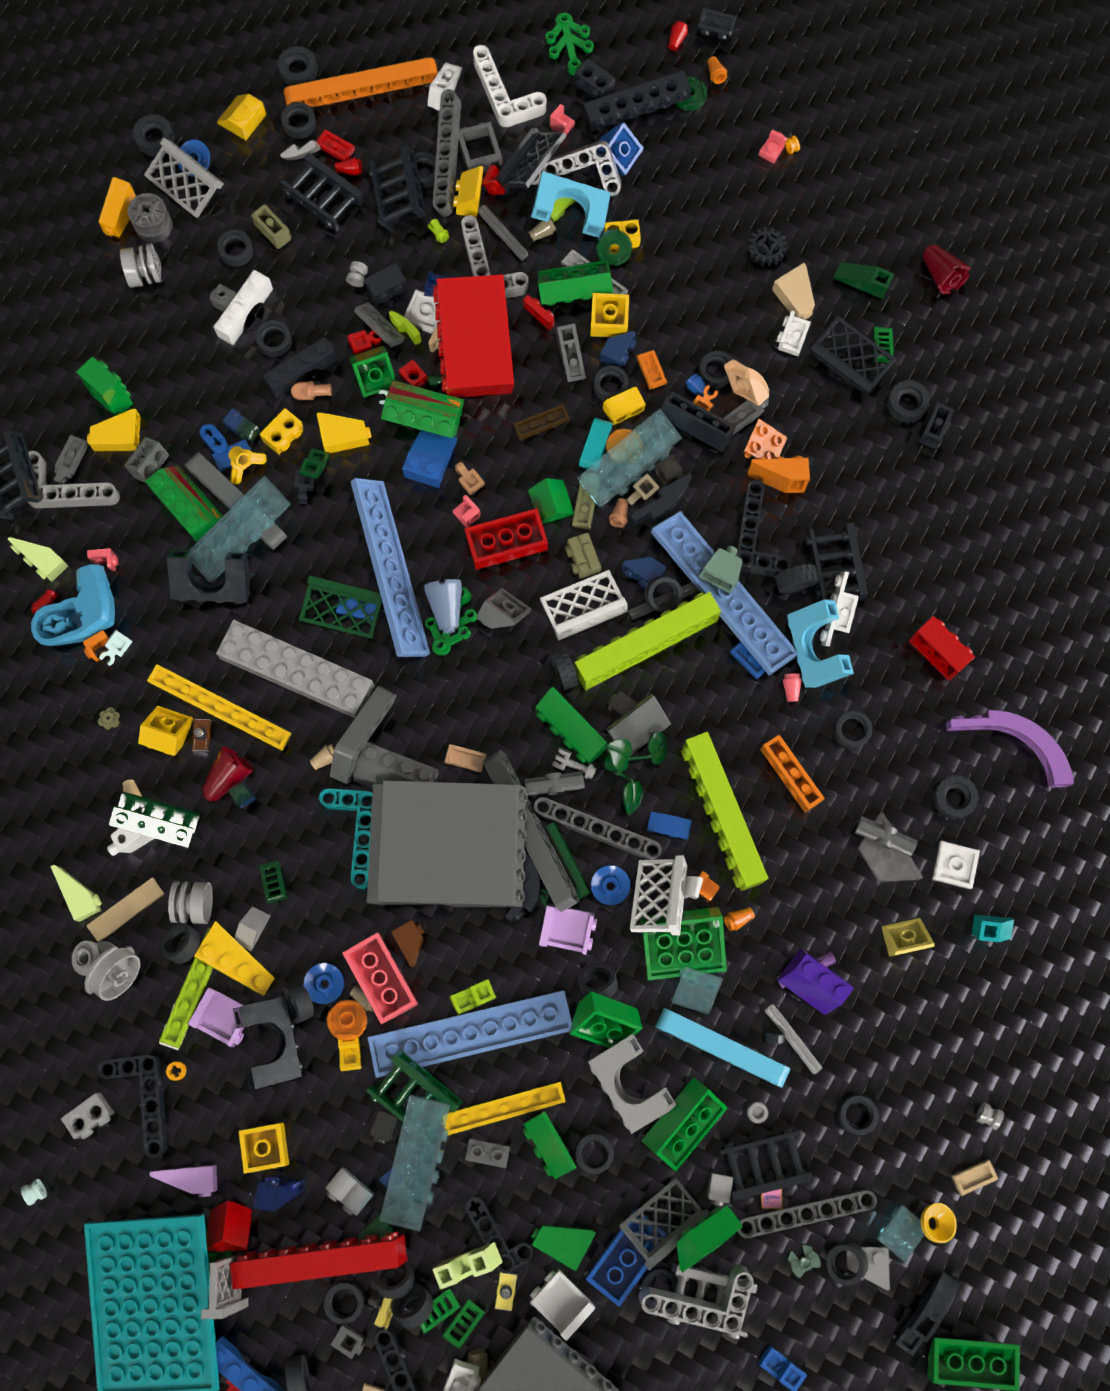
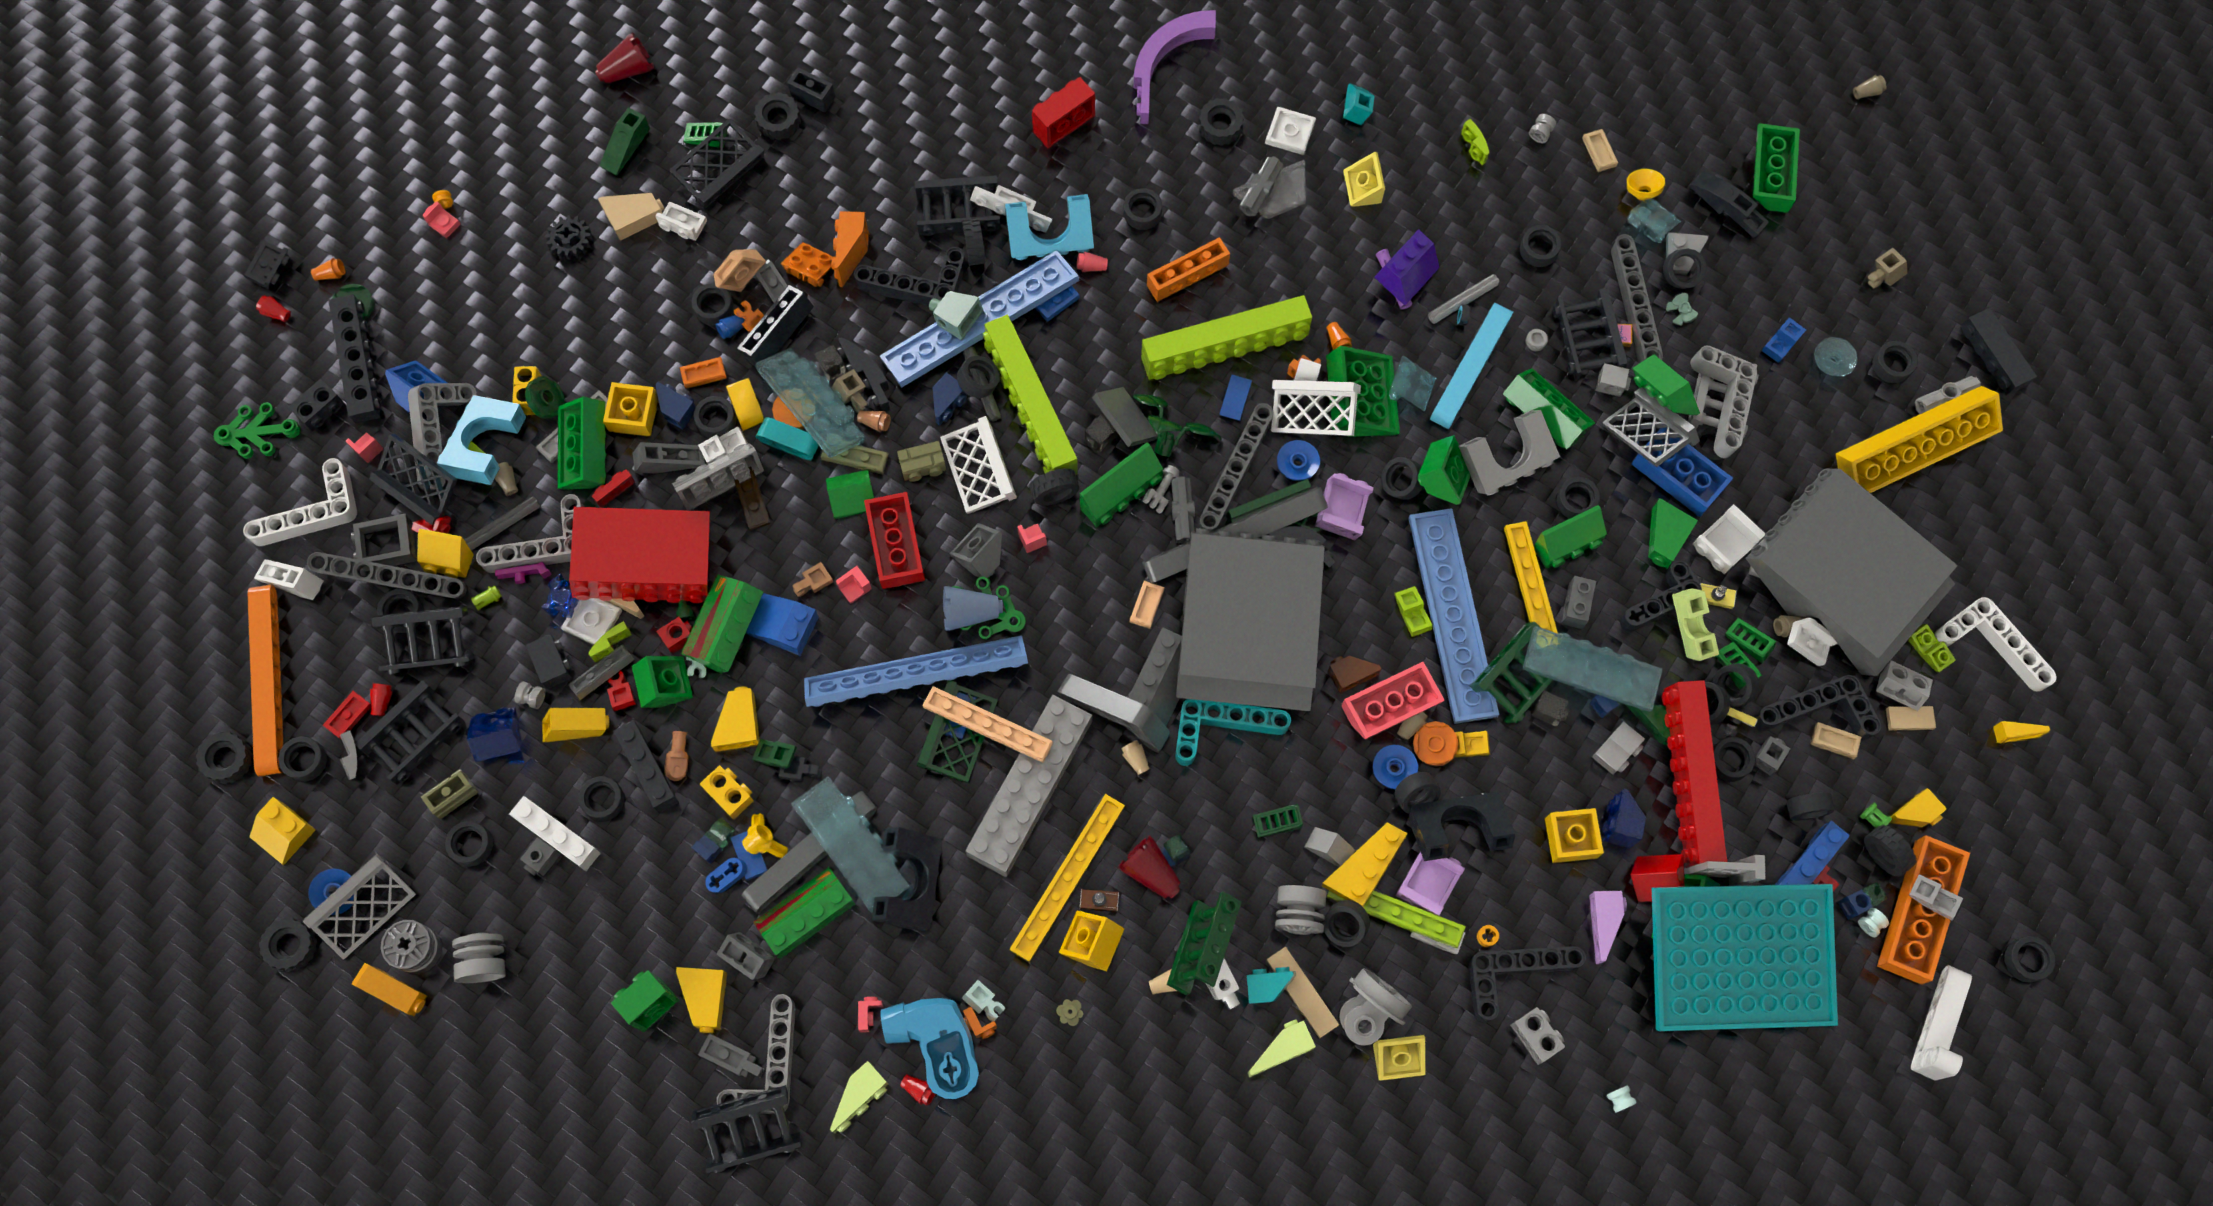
camera: 85 degrees left, 5 degrees down
(70, 994) = (1400, 1057): none -> light yellow slope
(127, 876) = (1268, 986): none -> teal slope
(323, 252) = (494, 734): none -> clear blue slope
(333, 309) = (573, 723): none -> yellow slope
(341, 628) = (988, 724): none -> light nougat tile
(465, 268) = (520, 572): none -> magenta piece
(519, 654) = (1032, 537): none -> coral panel
(553, 388) = (717, 476): none -> light grey slope
(585, 394) = (722, 445): none -> white slope
(959, 1049) = (1473, 135): none -> lime slope

